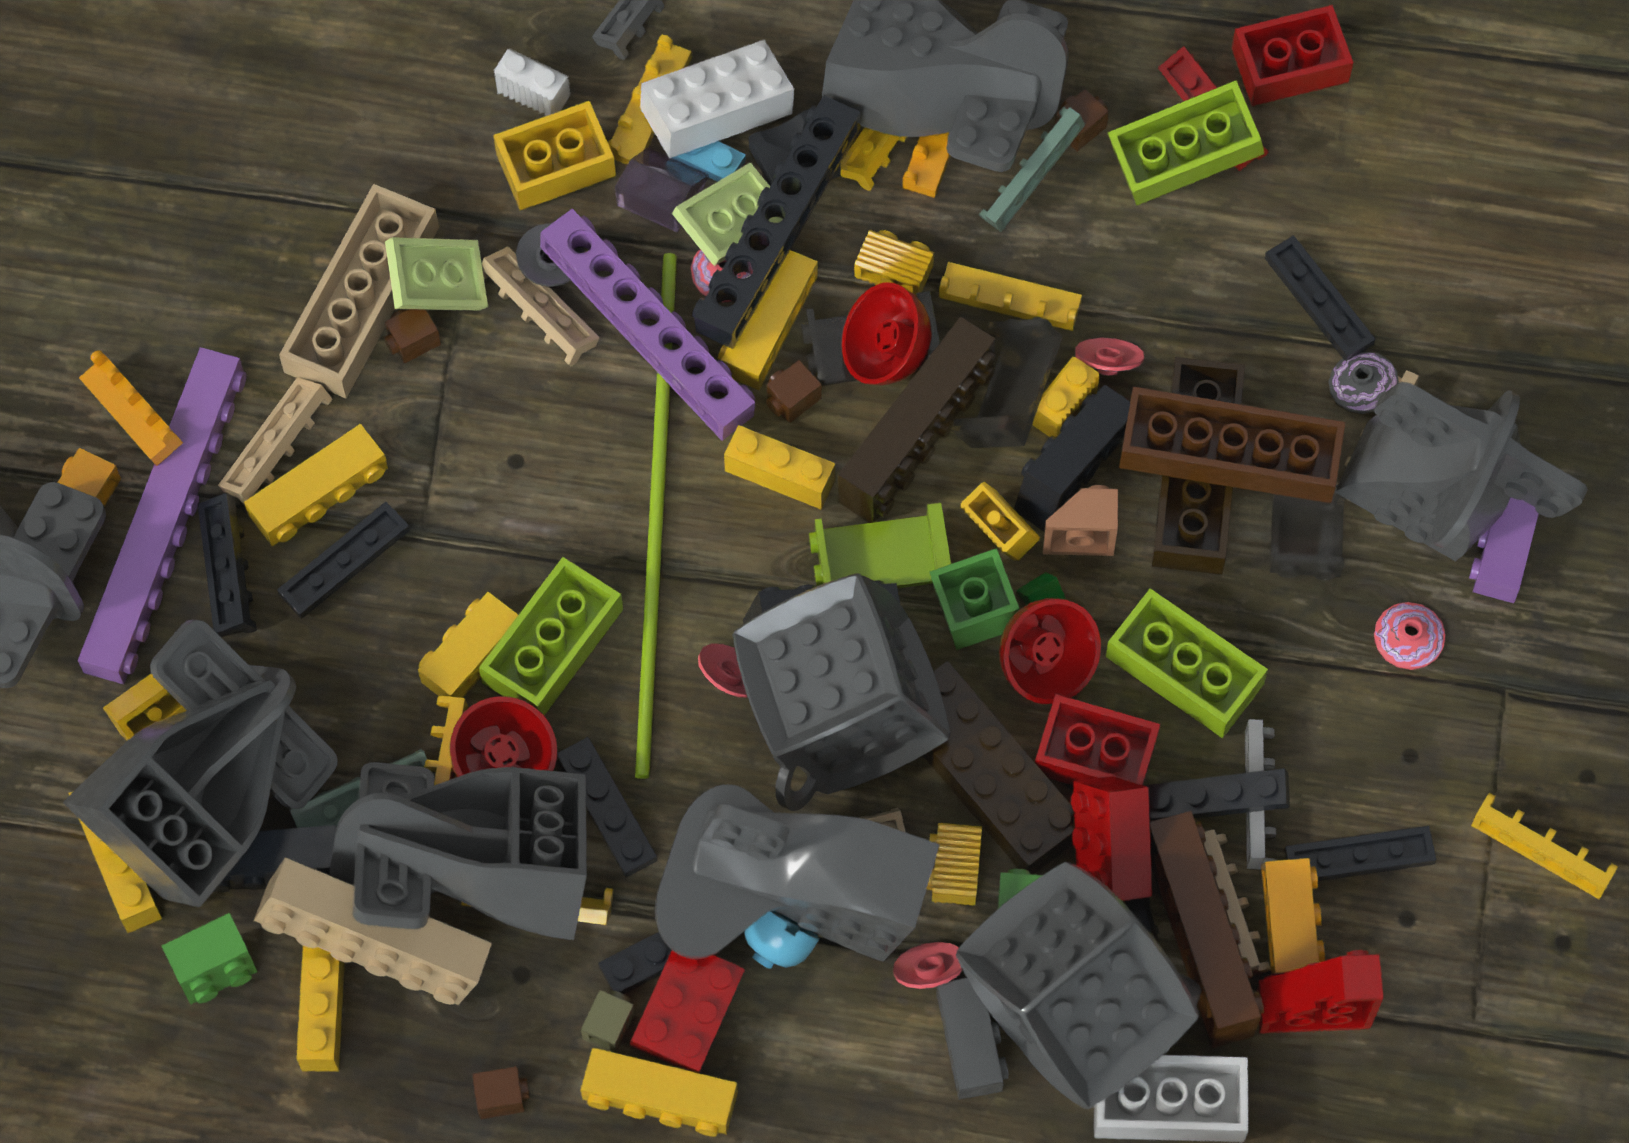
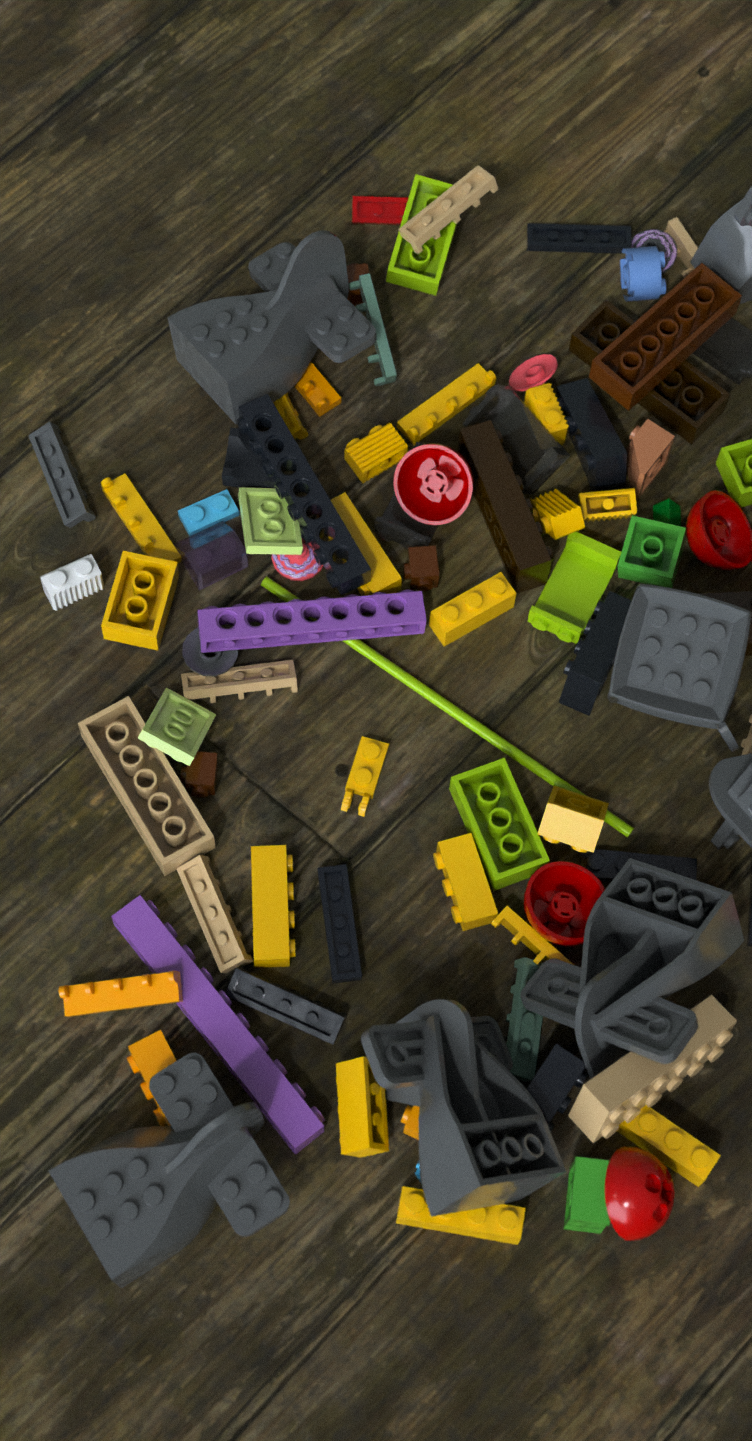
camera: 60 degrees left, 0 degrees up
(236, 997) = (637, 1193): none -> red piece
(522, 484) = (365, 773): none -> yellow hinge
(603, 702) = (573, 819): none -> yellow brick
(716, 98) = (178, 477): white brick -> none
(722, 669) = (597, 730): coral dish -> none
(947, 477) = (557, 514): none -> yellow brick
(1219, 137) = (448, 207): none -> tan hinge
(1292, 55) = (405, 143): red brick -> none
(1316, 382) = (642, 273): none -> medium blue brick

